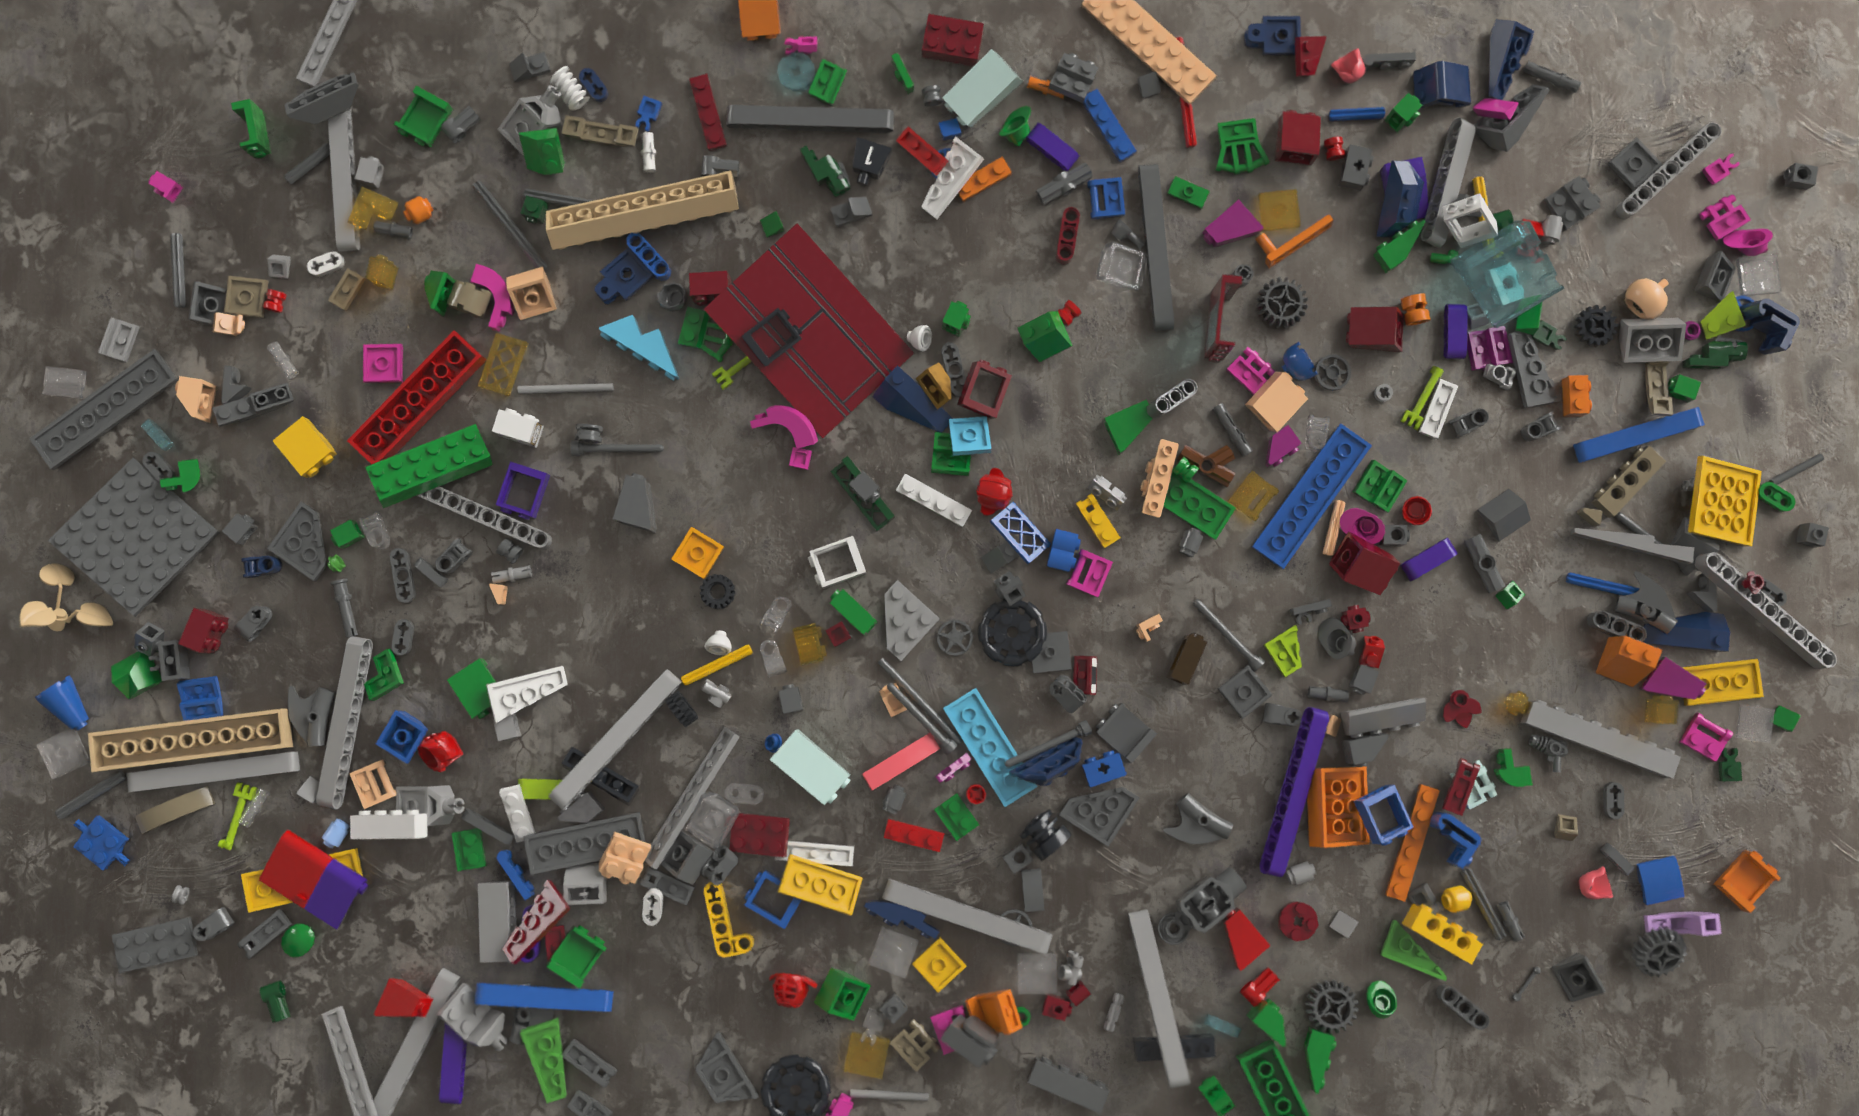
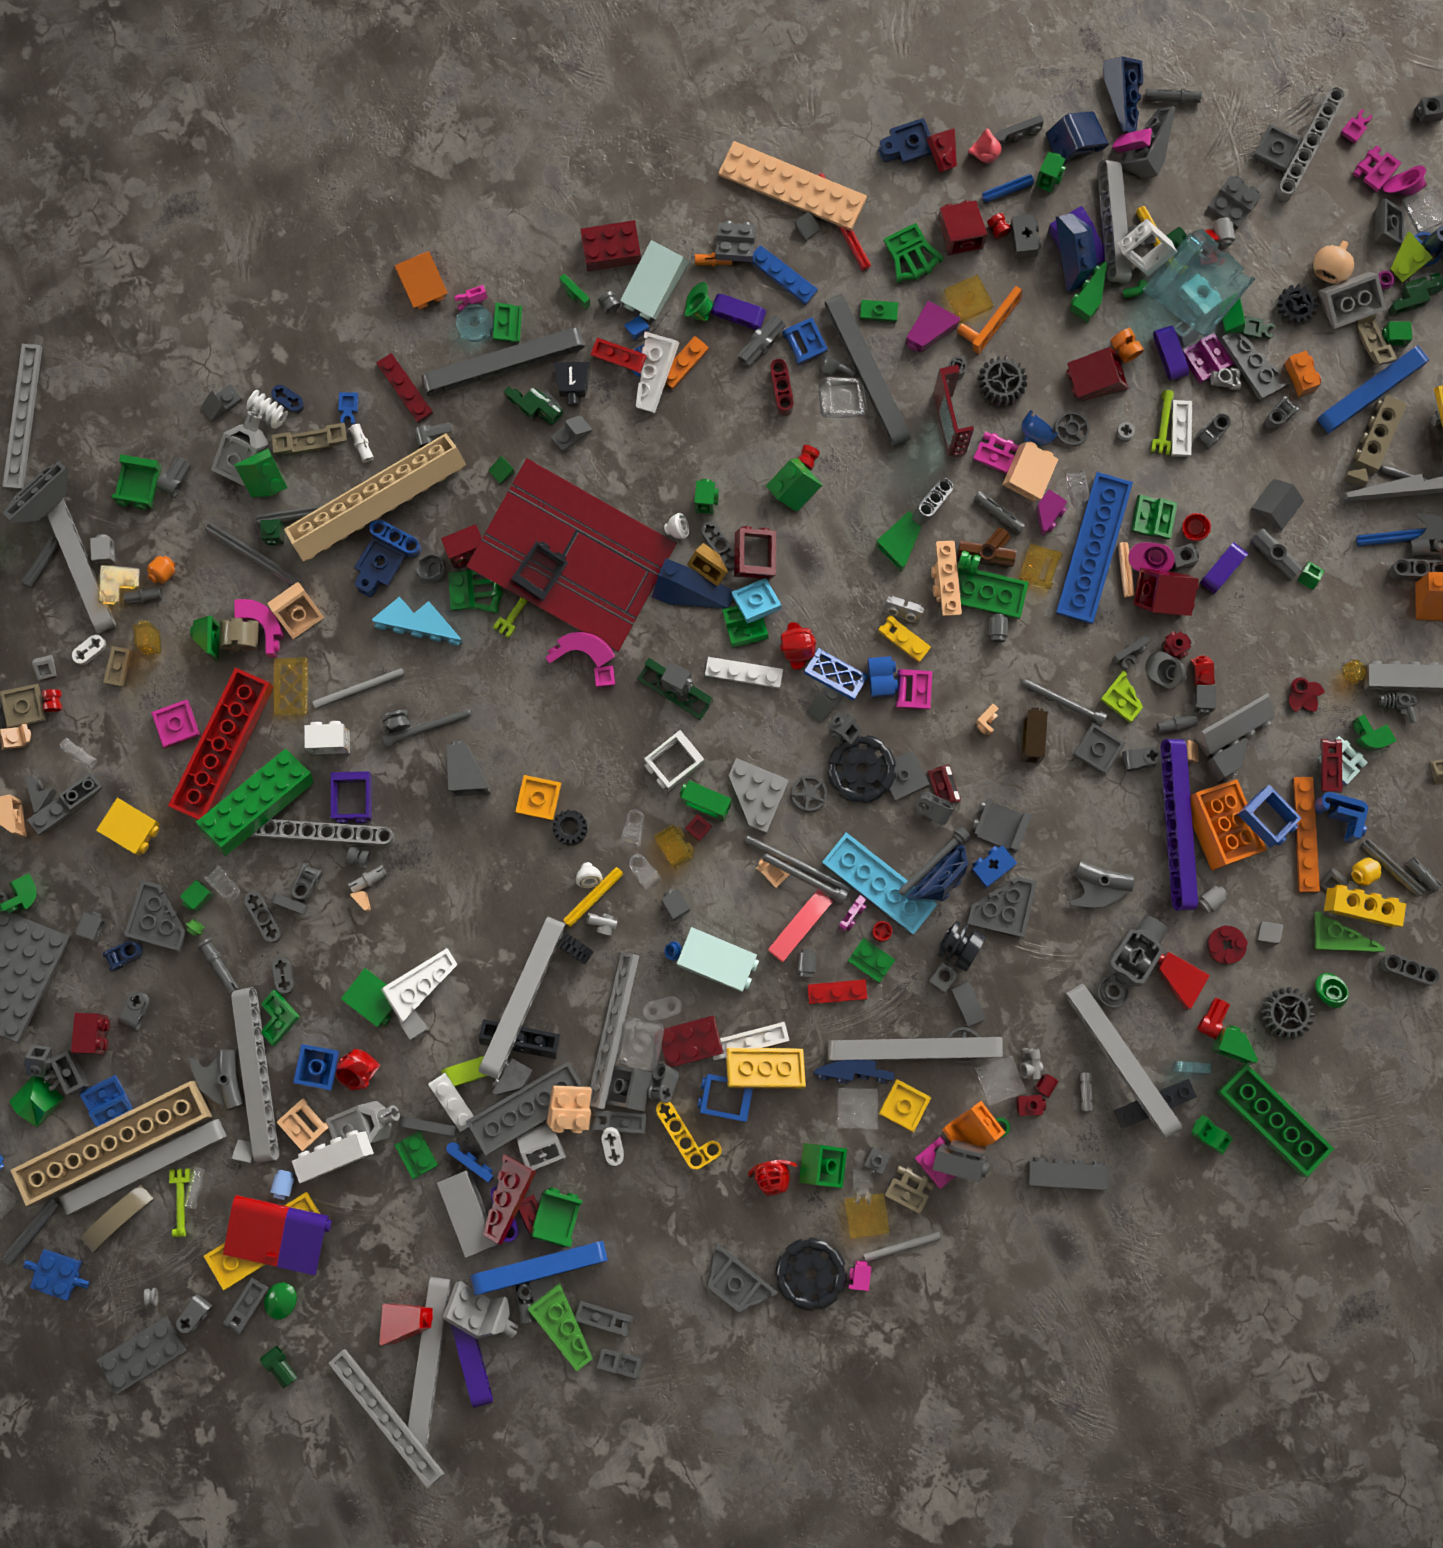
camera: 20 degrees left, 5 degrees down
(1317, 1052) = (1290, 1061): green slope -> none

